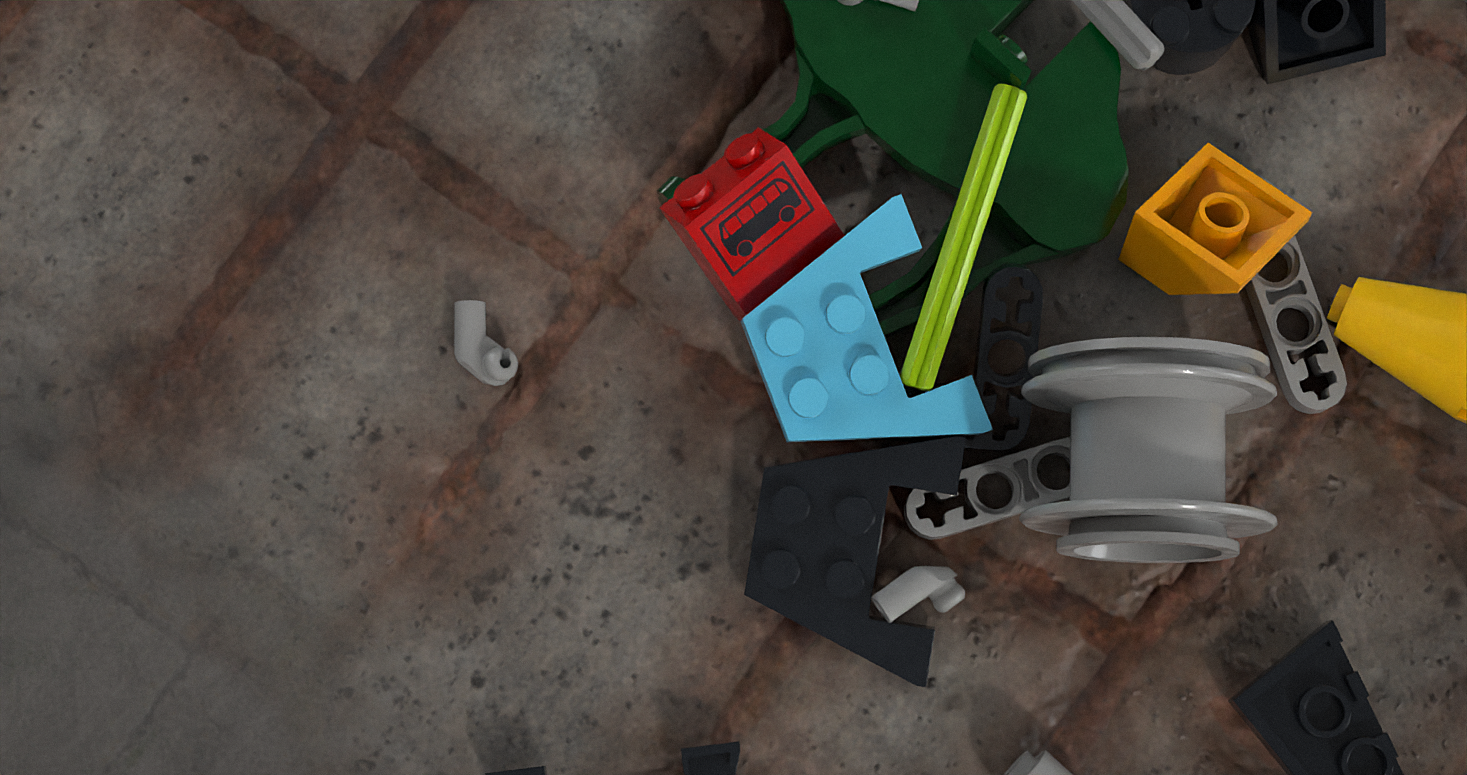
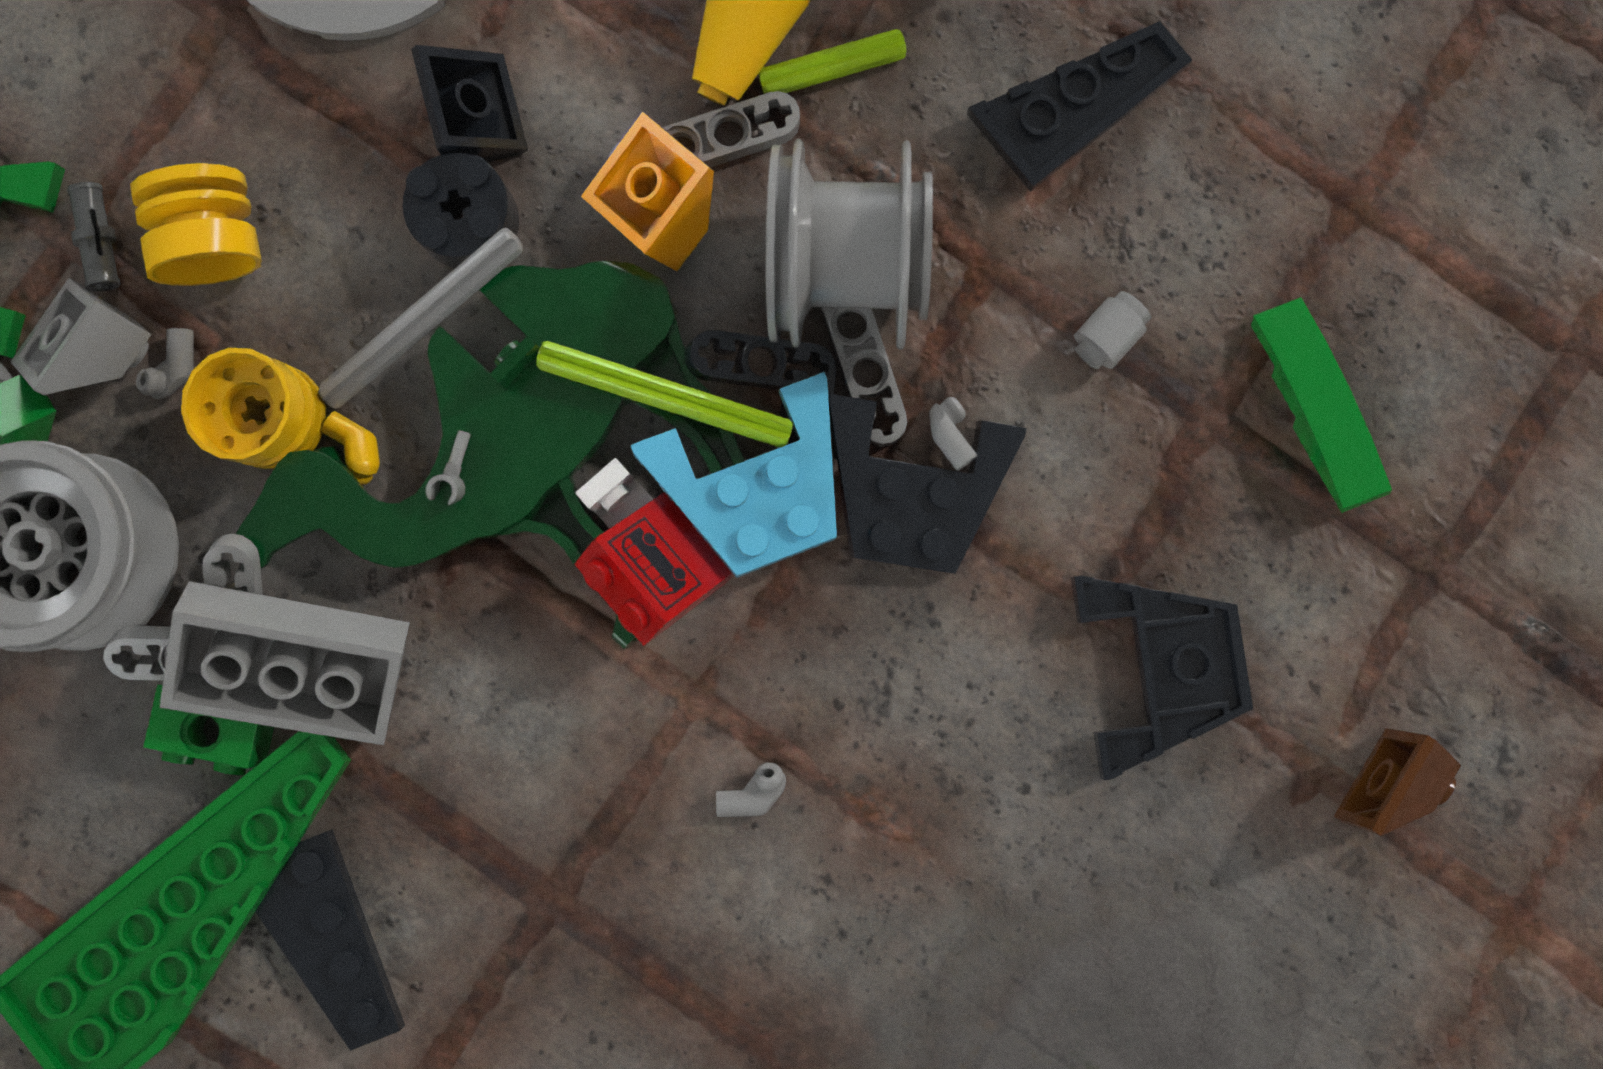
camera: 90 degrees left, 5 degrees up
(846, 179) = (613, 493): none -> white bracket
(1386, 454) = (833, 62): none -> lime axle

